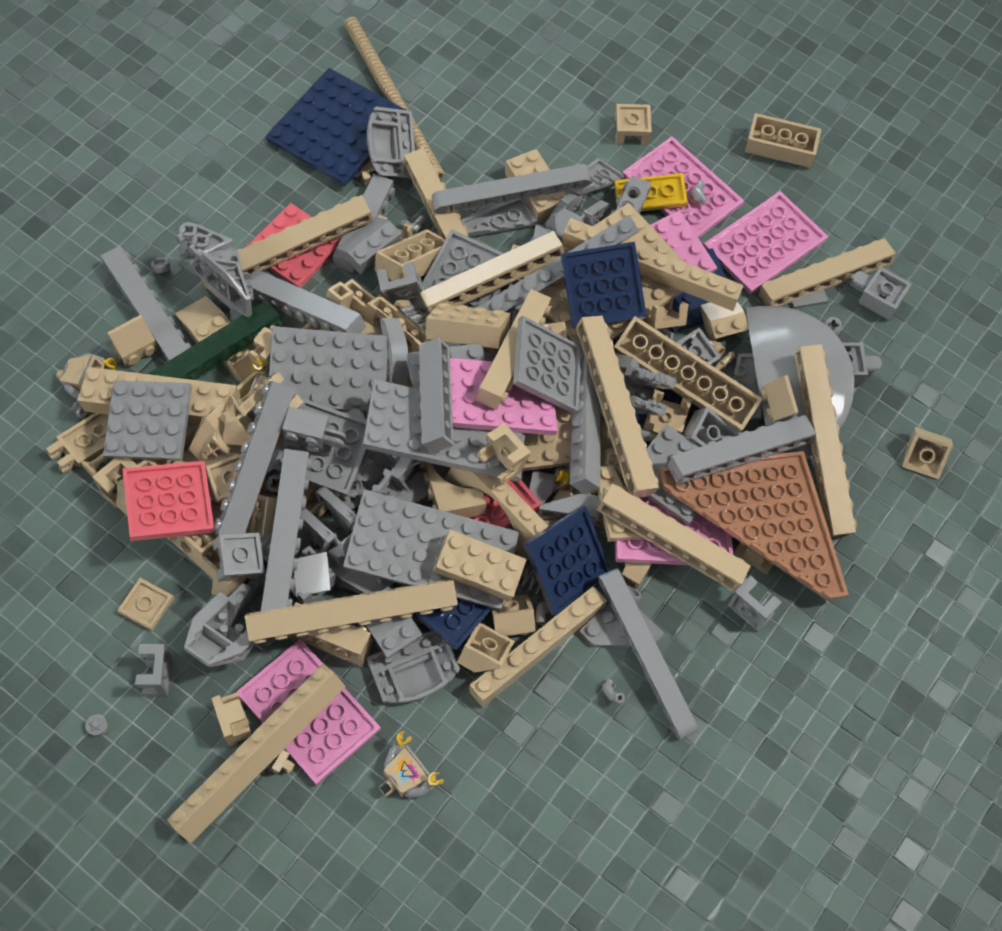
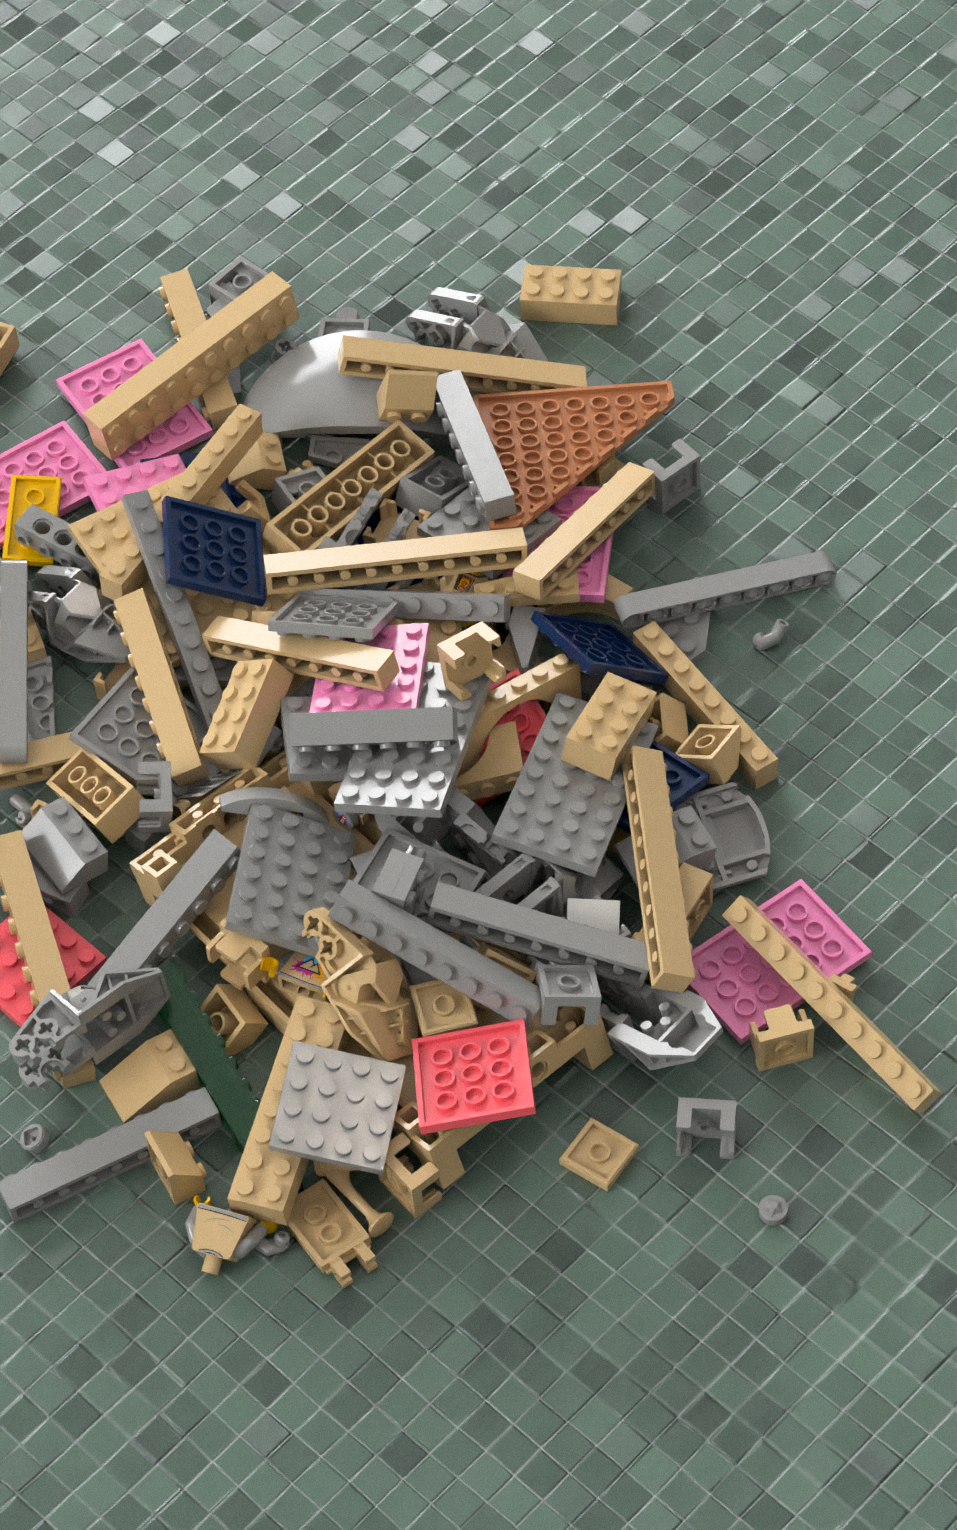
camera: 75 degrees left, 10 degrees down
(406, 772) = (862, 853): torso -> none
(698, 194) = (45, 466): light grey arm -> none
(795, 263) = (191, 365): none -> tan brick
(871, 466) = (471, 327): none -> light grey connector
(927, 453) = (483, 277): tan slope -> none
(932, 518) = (570, 294): none -> tan brick

